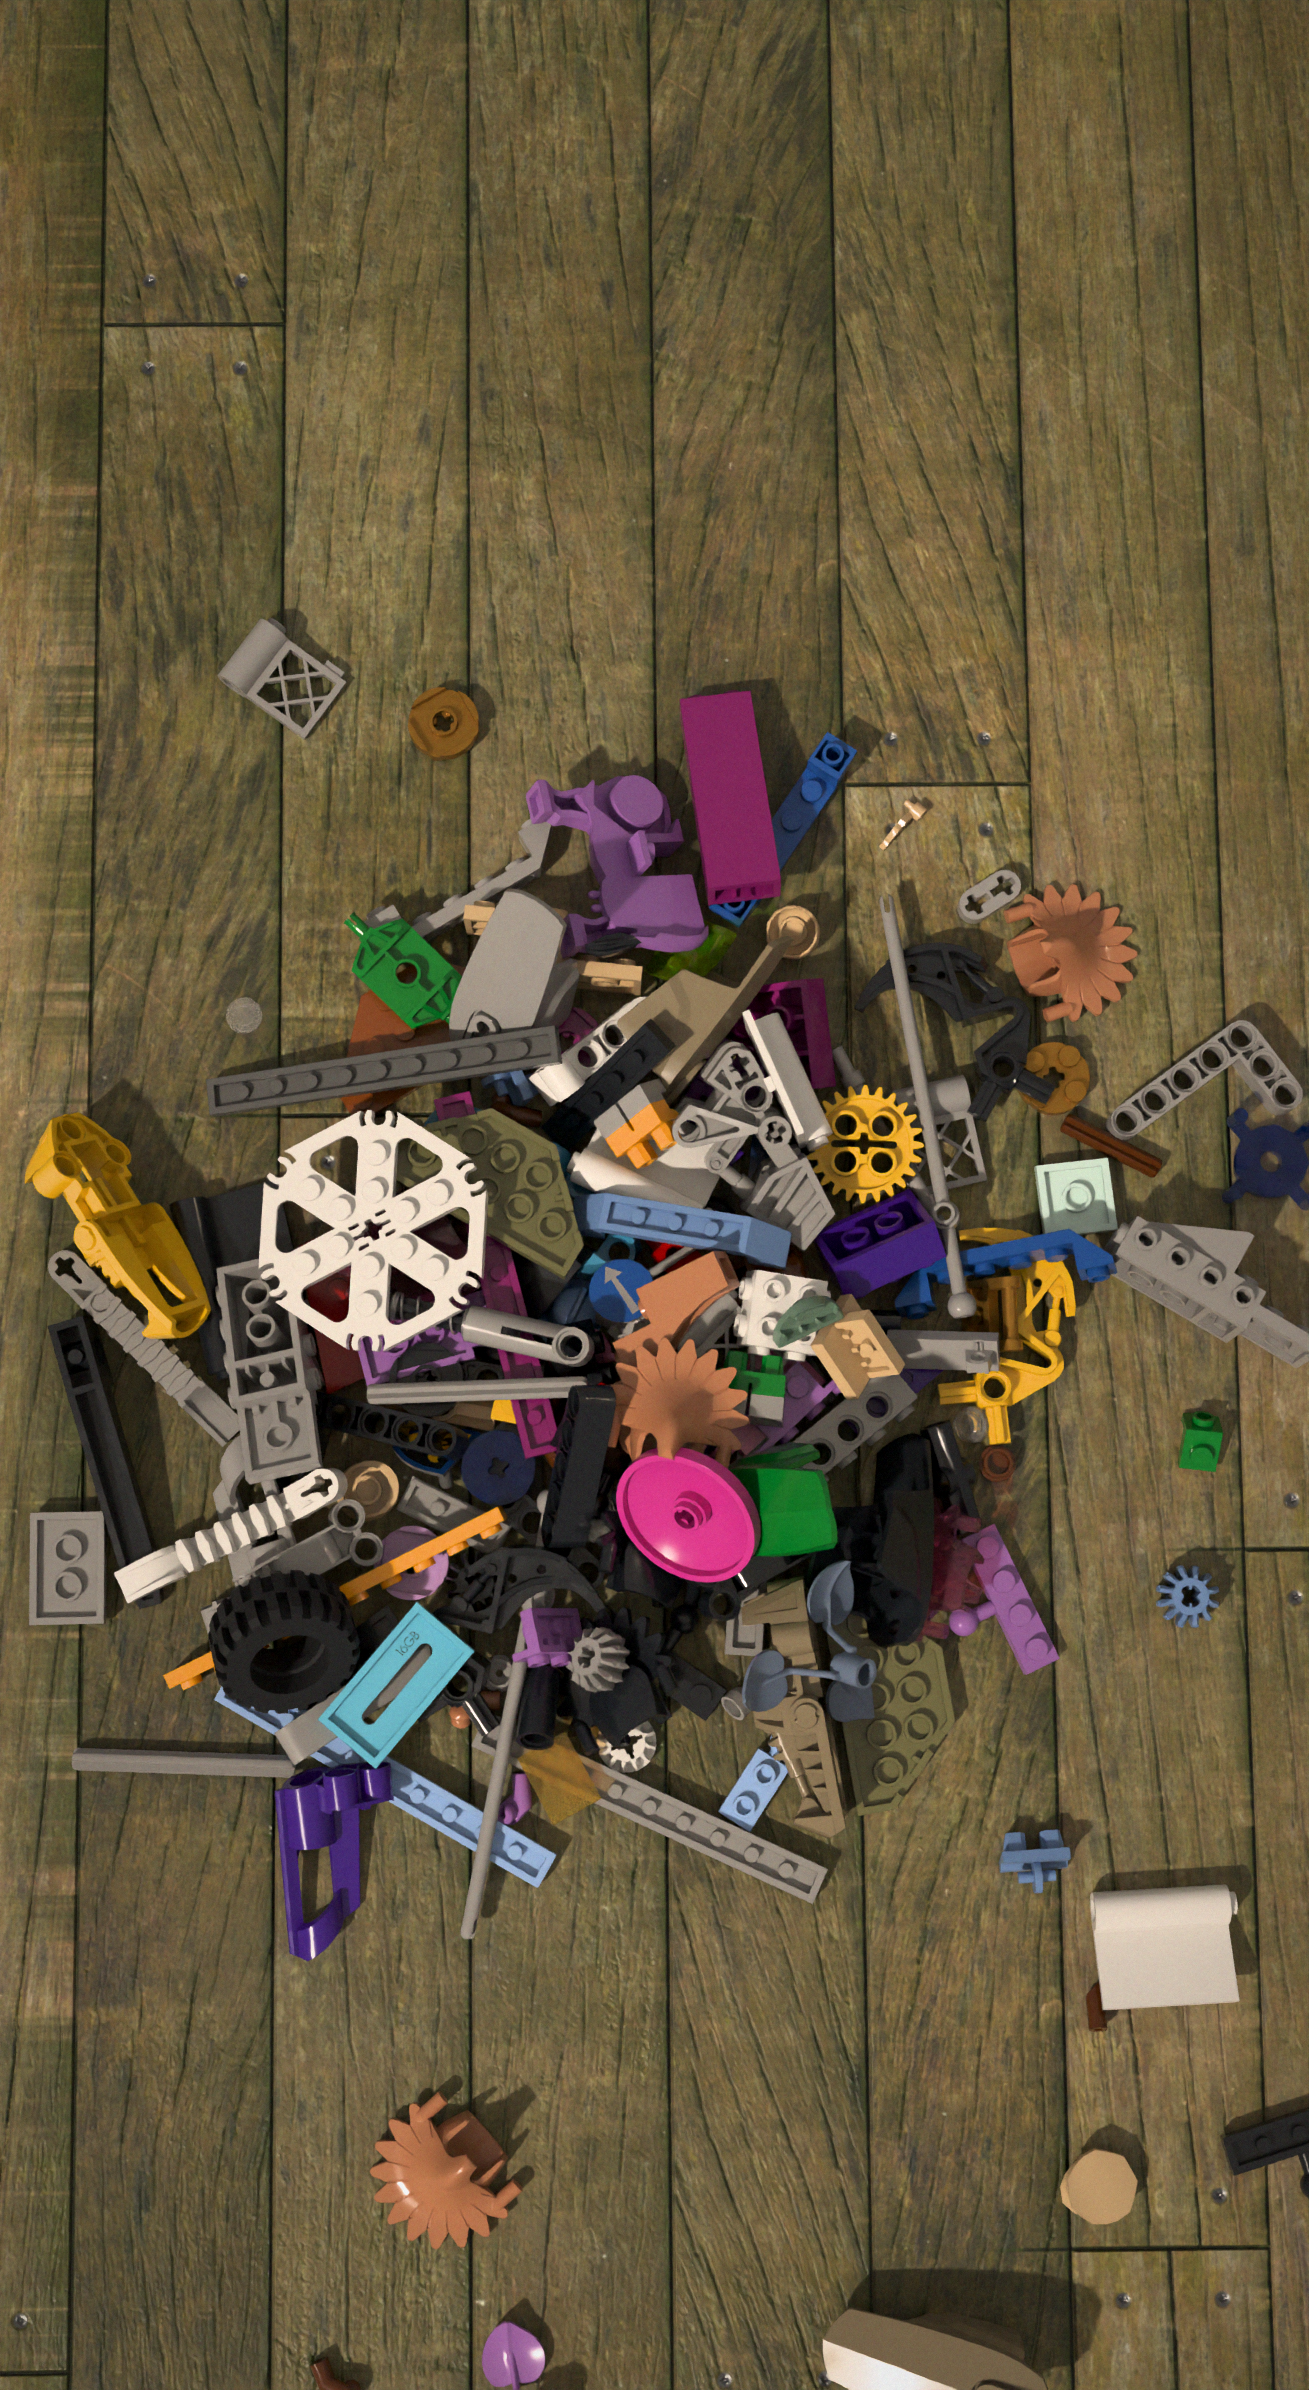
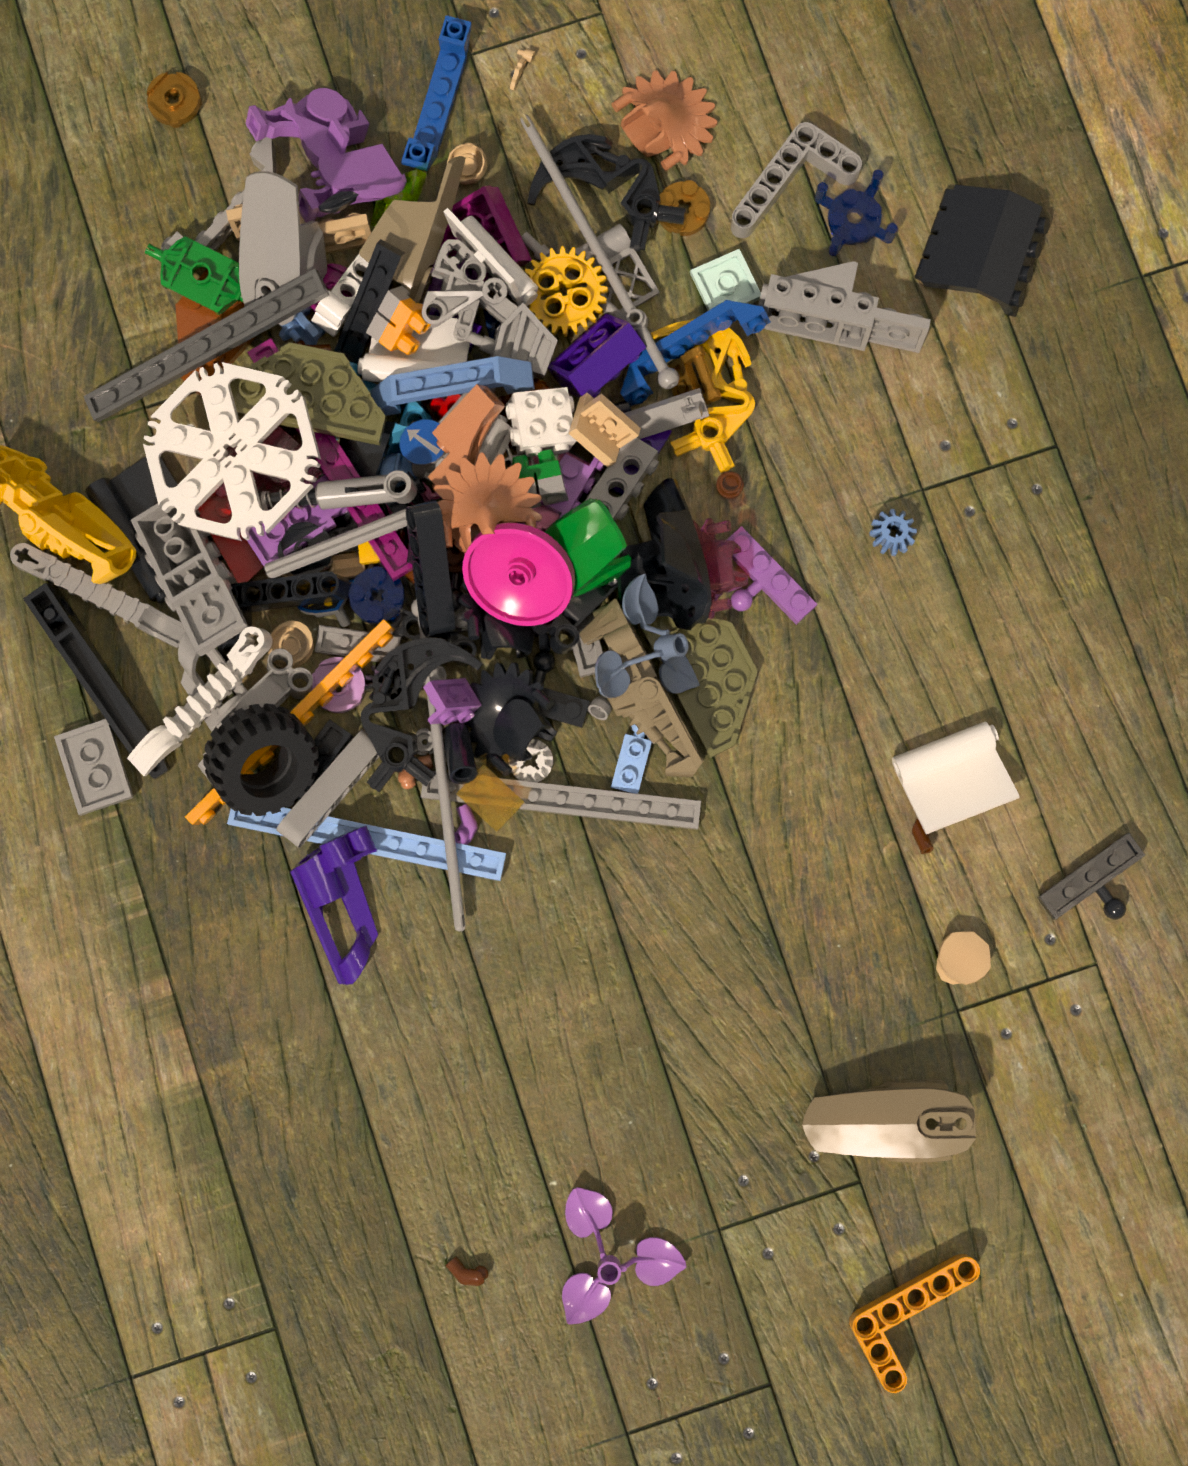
camera: 10 degrees left, 0 degrees up
(182, 1762) = (220, 876): light grey axle -> none
(244, 1015) = (96, 345): clear plate -> none
(258, 660) = (28, 93): light grey piece -> none
(377, 1739) = (322, 794): medium azure piece -> none
(442, 2174) = (496, 1102): nougat piece -> none
(598, 1659) = (489, 703): light grey gear -> none
(729, 797) = (391, 82): magenta brick -> none
(805, 1318) = (558, 414): sand green plate -> none
(951, 1473) = (700, 500): black piece -> none
(971, 1424) = (703, 463): clear plate -> none
(985, 889) = (602, 101): light grey beam -> none
(1036, 1861) = (844, 750): medium blue hips -> none
(1111, 1146) = (739, 241): reddish brown axle -> none
(1200, 1441) = (867, 424): green bracket -> none

